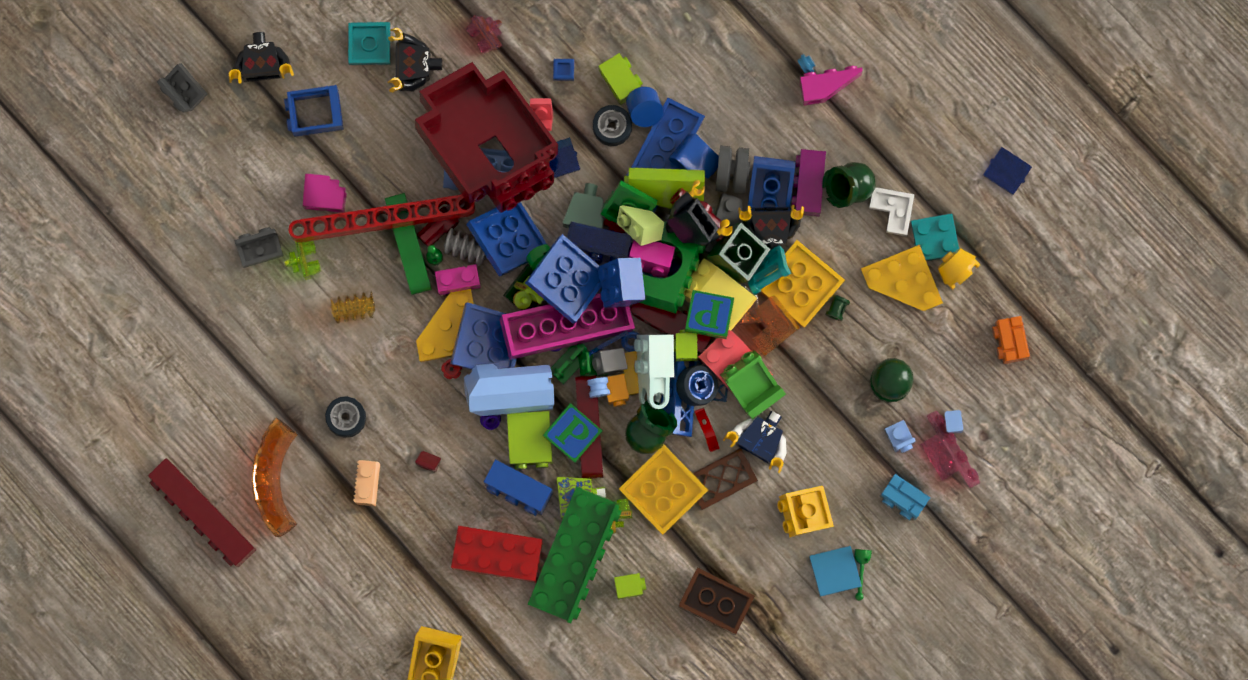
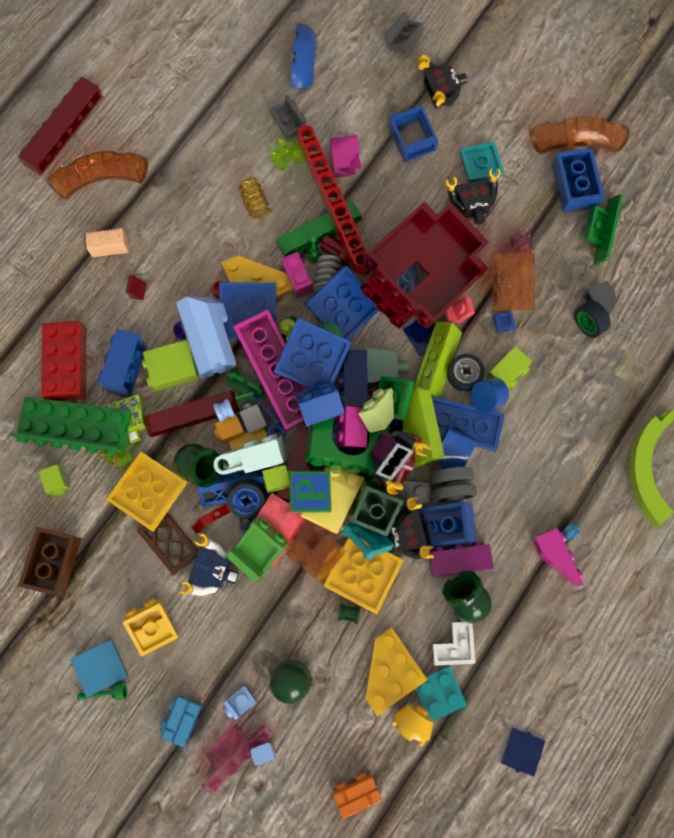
camera: 75 degrees right, 5 degrees down
(183, 210) = (305, 49): none -> blue brick
(343, 406) = (155, 209): wheel -> none
(525, 48) = (513, 281): none -> clear orange brick
(572, 433) = (179, 398): tile -> none
(591, 152) = (438, 358): none -> lime panel

